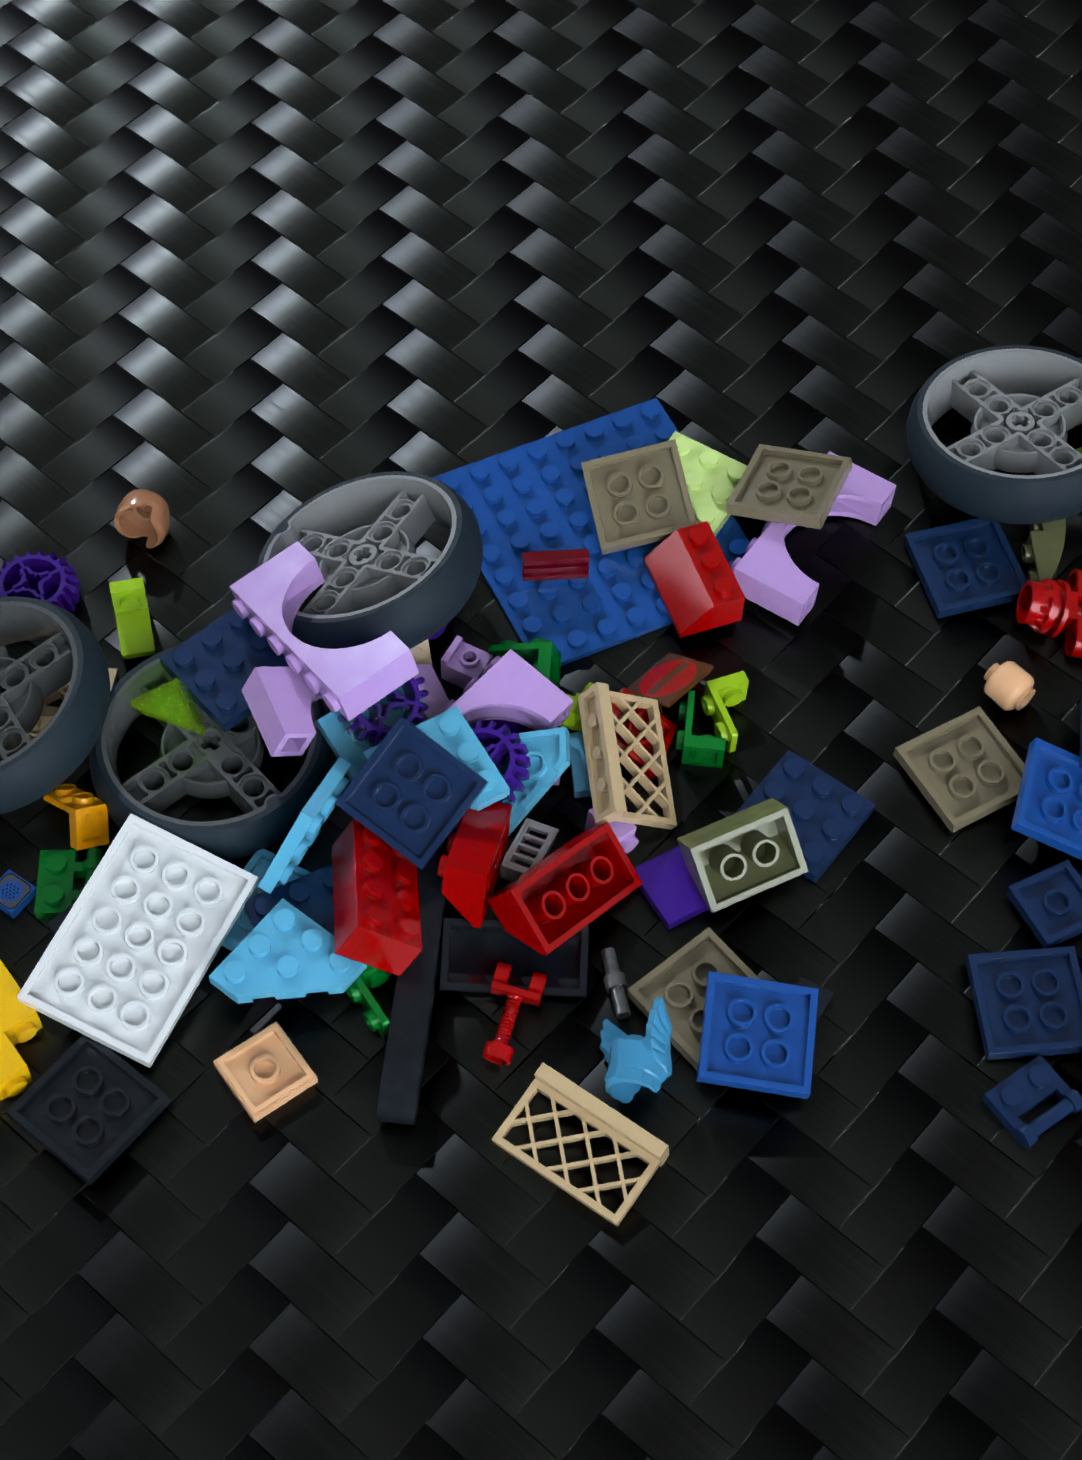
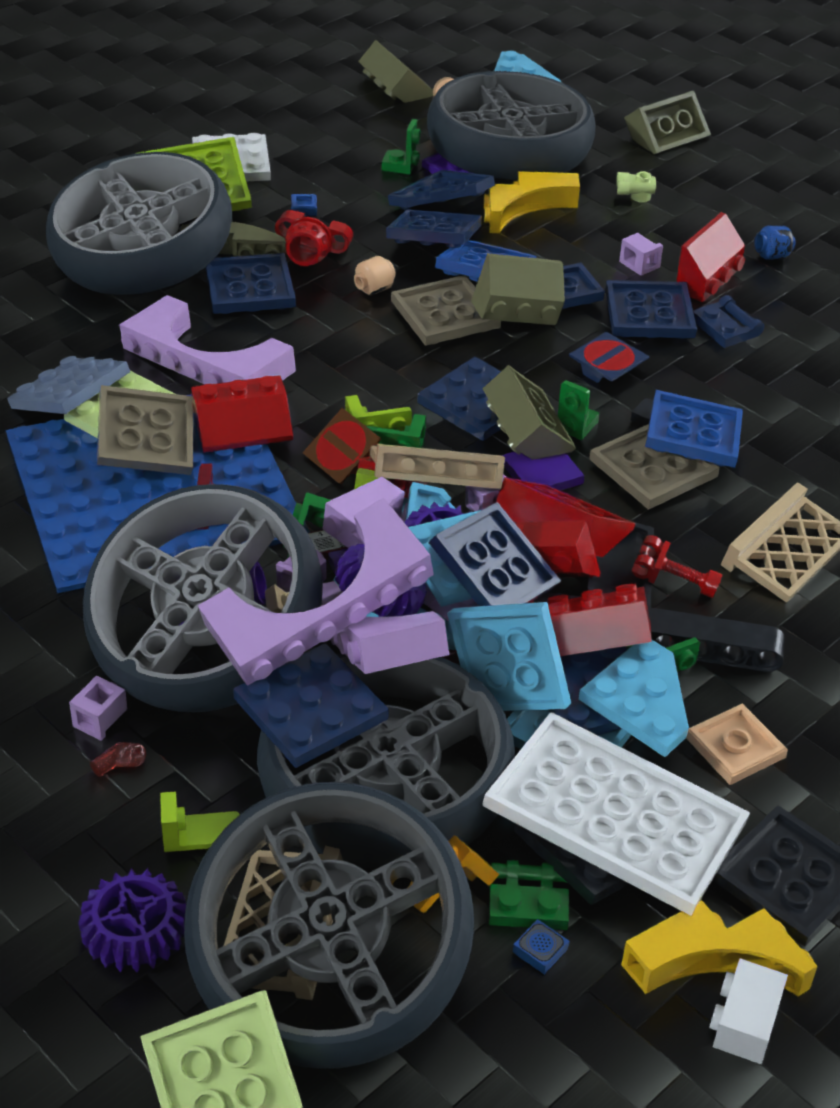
camera: 85 degrees left, 15 degrees down
(143, 515) = (56, 804): nougat helmet -> none
(172, 705) = (363, 741): clear neon green slope -> none
(220, 557) = (119, 755): none -> clear red arm
(261, 525) = (97, 707): none -> lavender brick
(615, 983) = (640, 512): flat silver bar -> none
(637, 1059) = (724, 494): dark azure helmet -> none
(719, 428) = (68, 384): none -> sand blue plate
(773, 916) = (574, 410): none -> green bracket
(789, 486) = (164, 338): dark tan plate -> none
(904, 949) = (607, 357): none -> piece
(988, 833) = (520, 289): none -> olive slope

